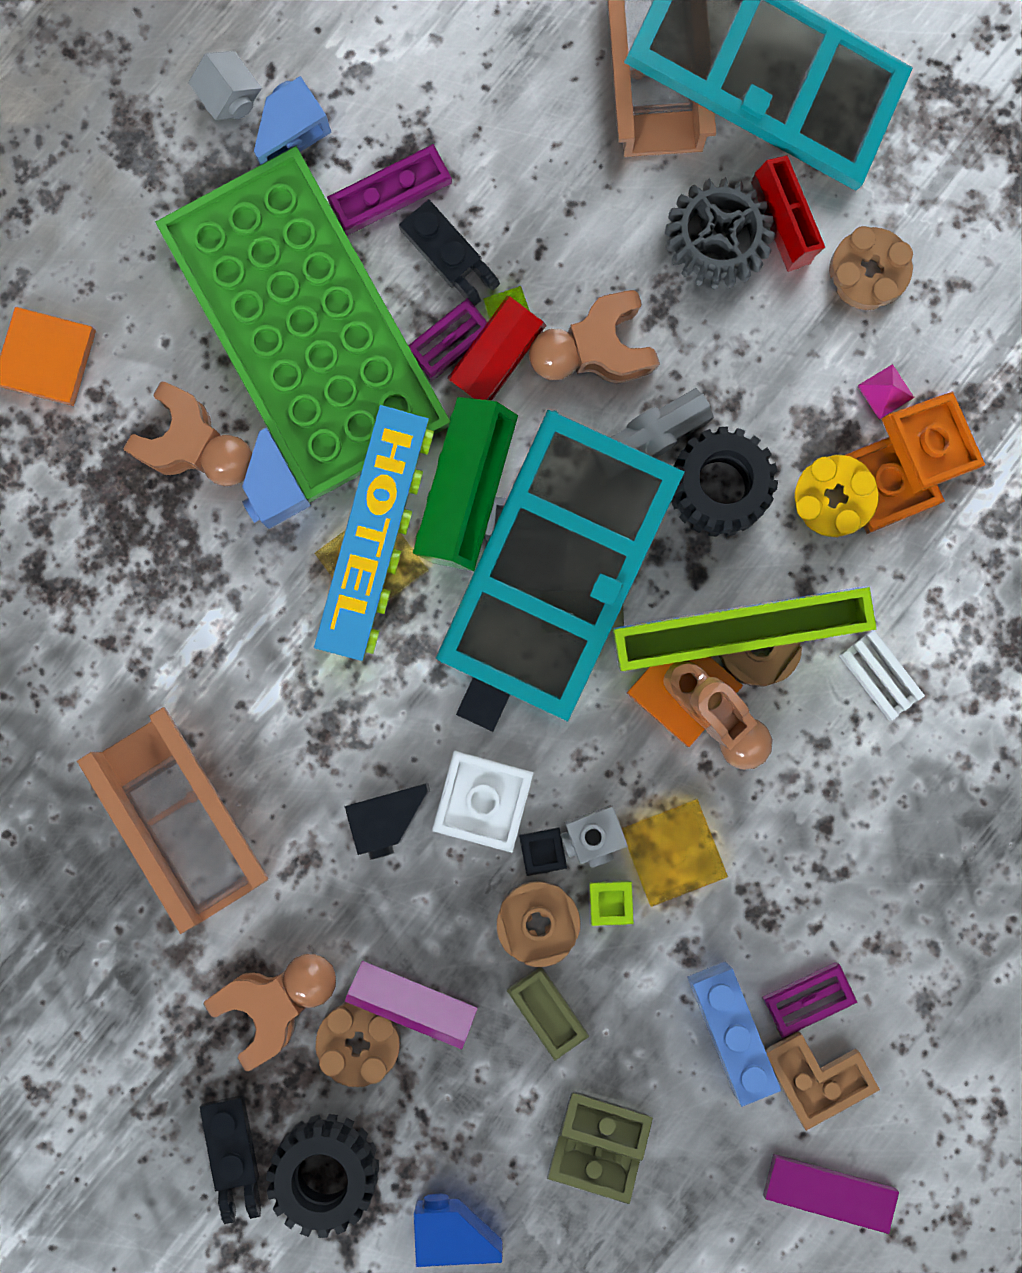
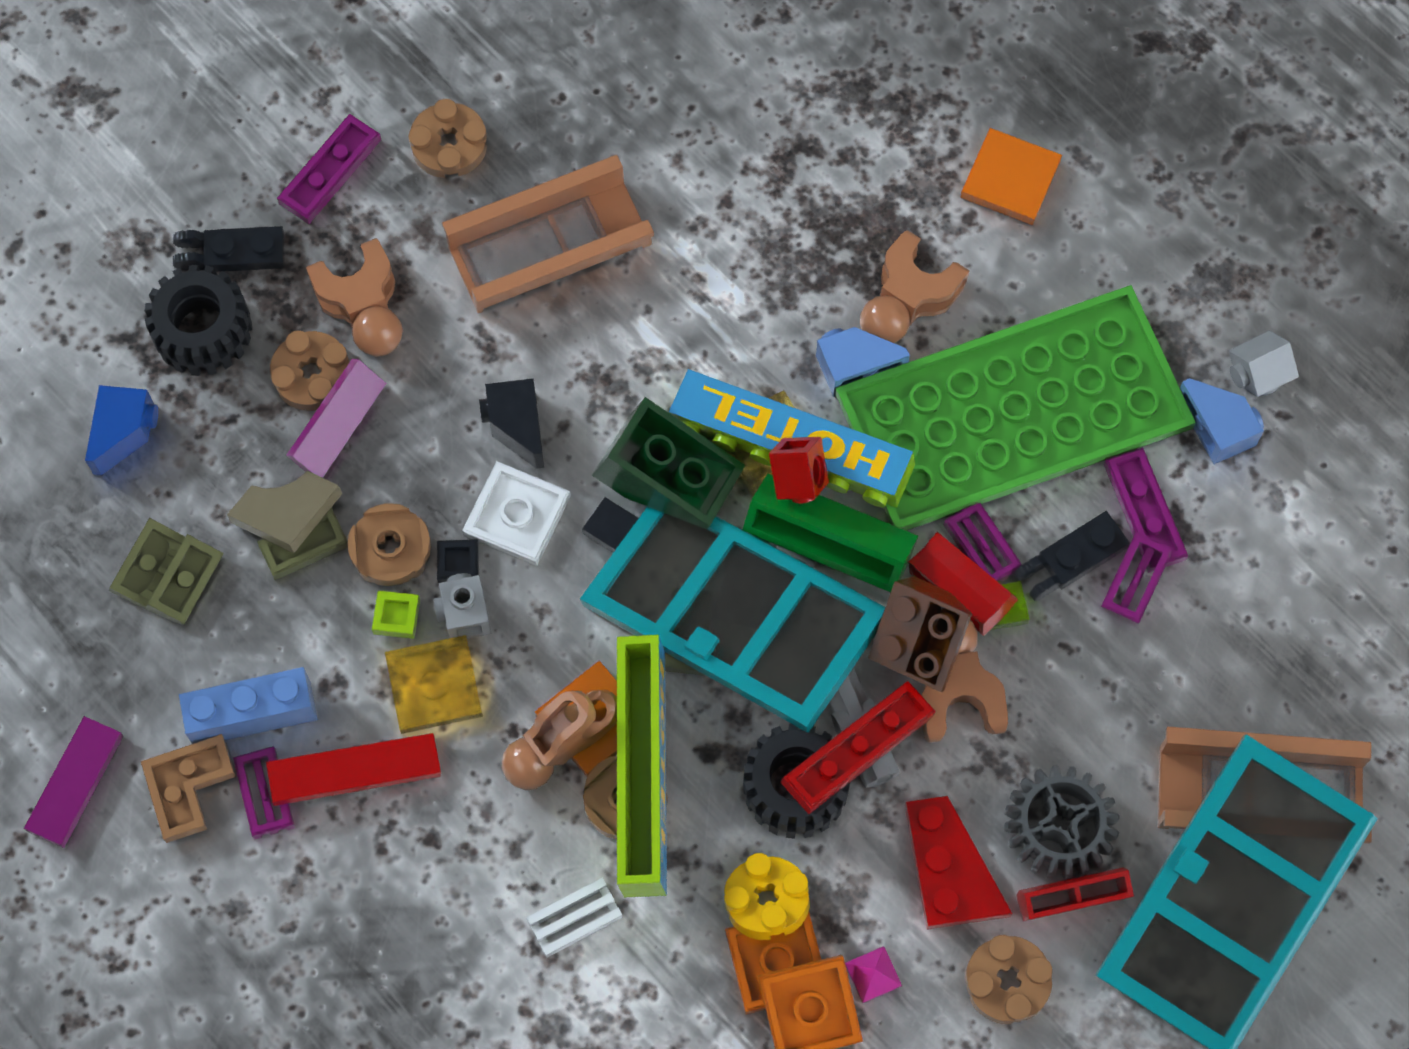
camera: 95 degrees right, 15 degrees down
(50, 956) = (443, 119): none -> medium nougat plate
(123, 1069) = (329, 169): none -> magenta tile
(414, 515) = (799, 468): none -> red brick
(418, 654) = (668, 466): none -> dark green slope
(457, 201) = (1122, 609): none -> magenta tile
(521, 1036) = (286, 512): none -> dark tan tile
(568, 371) = (920, 632): none -> reddish brown slope
(692, 422) = (857, 747): none -> red tile
(774, 334) = (949, 868): none -> red wing
(777, 916) = (353, 769): none -> red tile

